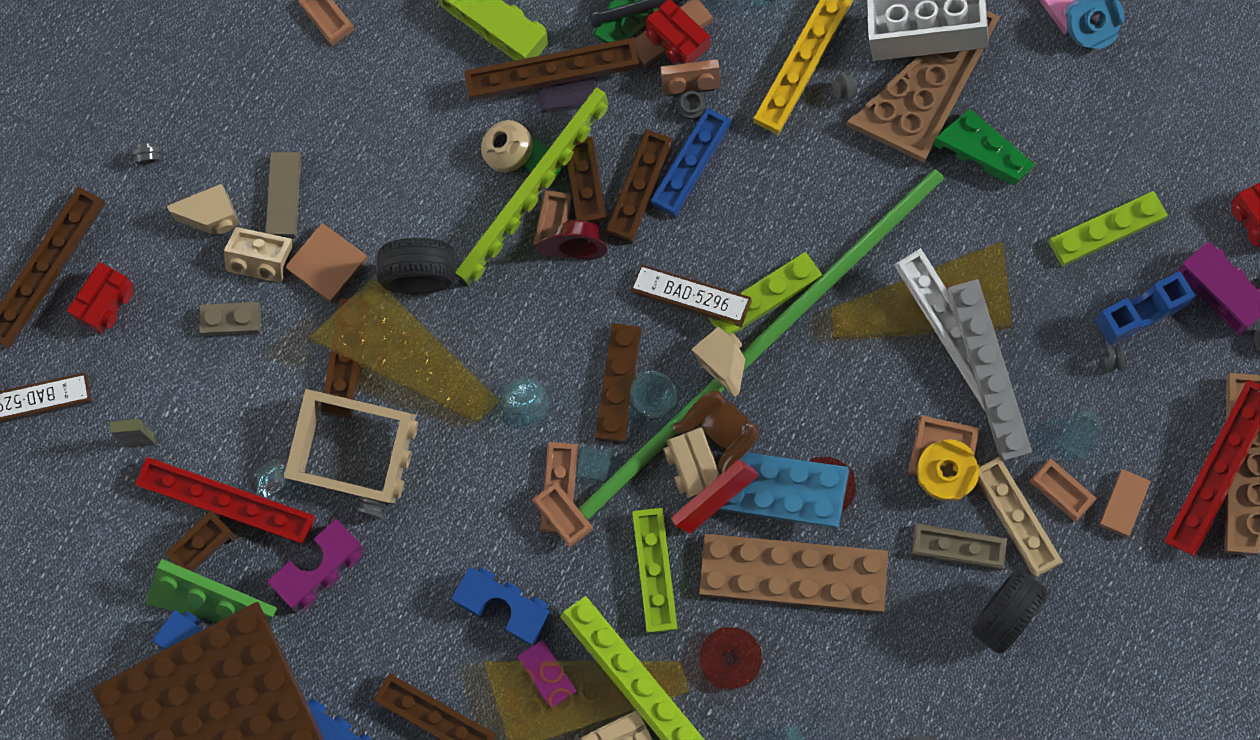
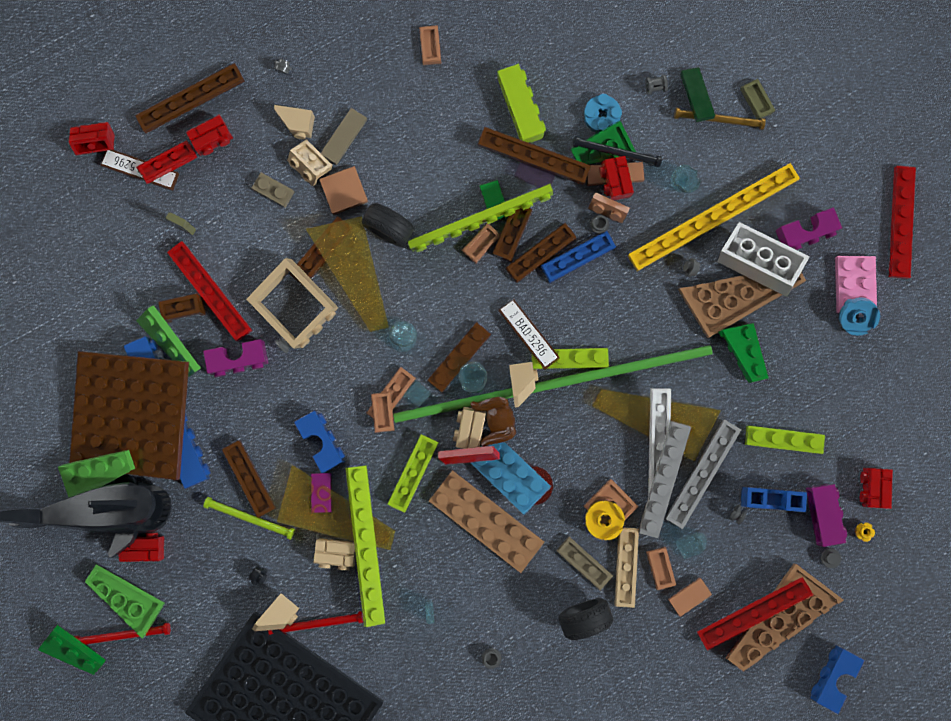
camera: 25 degrees right, 10 degrees up
(62, 367) = (166, 162): none -> red tile
(270, 477) = (240, 293): clear light blue tile -> none
(513, 153) = (485, 190): tan piece -> none
(574, 240) = (486, 262): dark red piece -> none
(738, 674) = (434, 548): clear red plate -> none
(1034, 335) = (702, 474): none -> light grey plate

